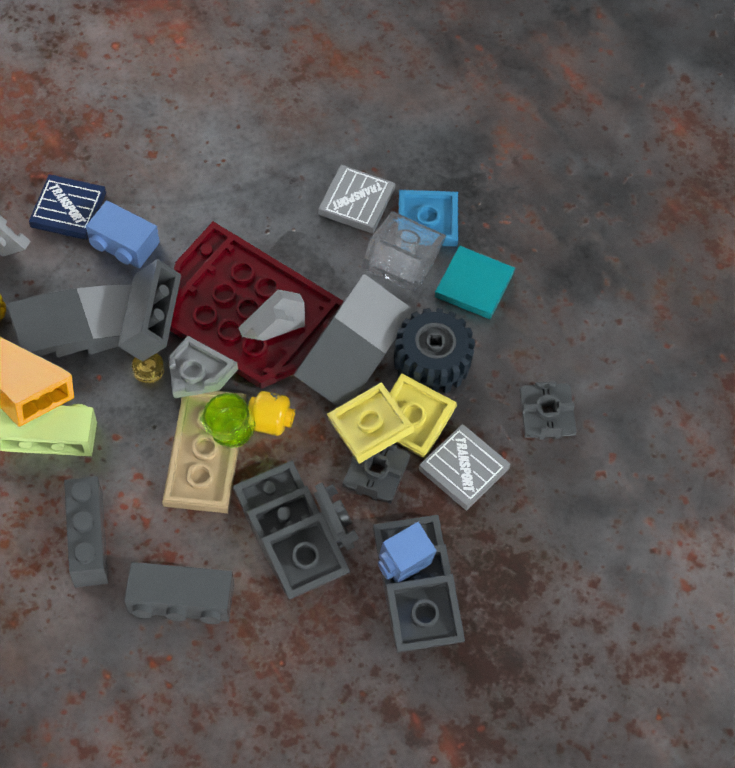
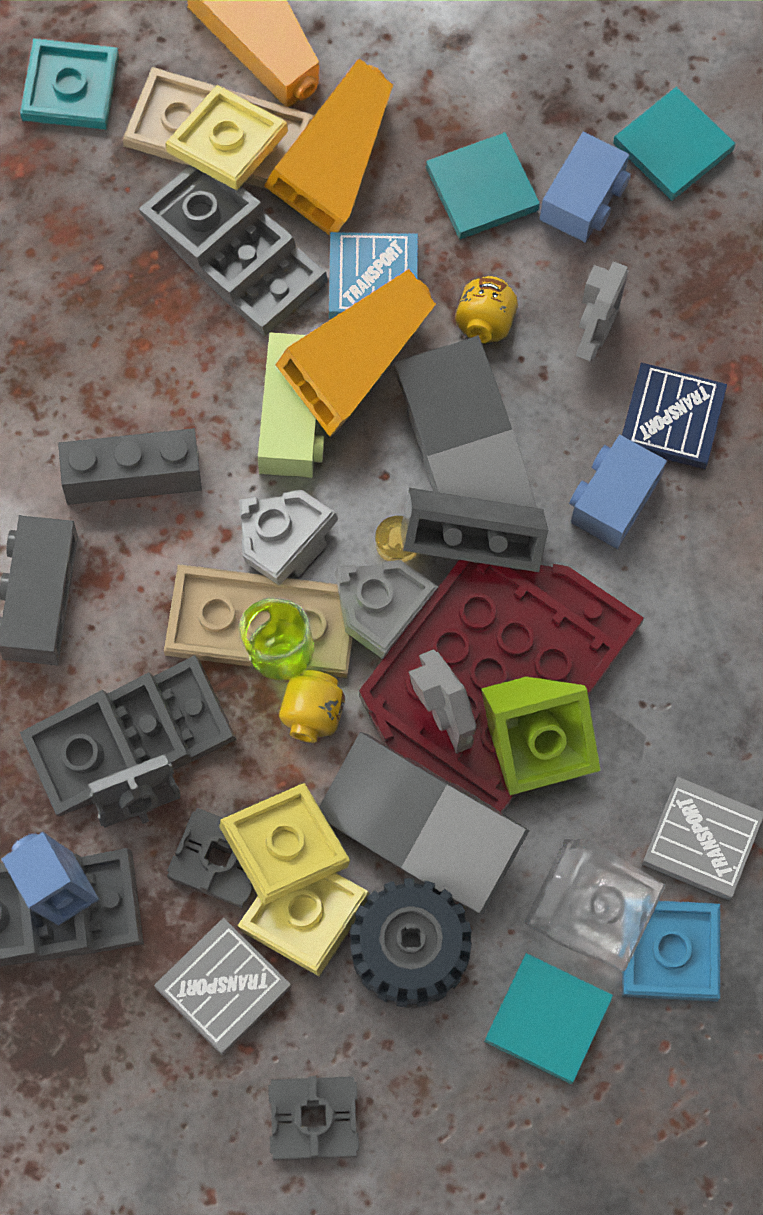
camera: 90 degrees right, 10 degrees up
(141, 434) = (284, 533): none -> light grey plate
(294, 267) = (540, 732): none -> lime slope

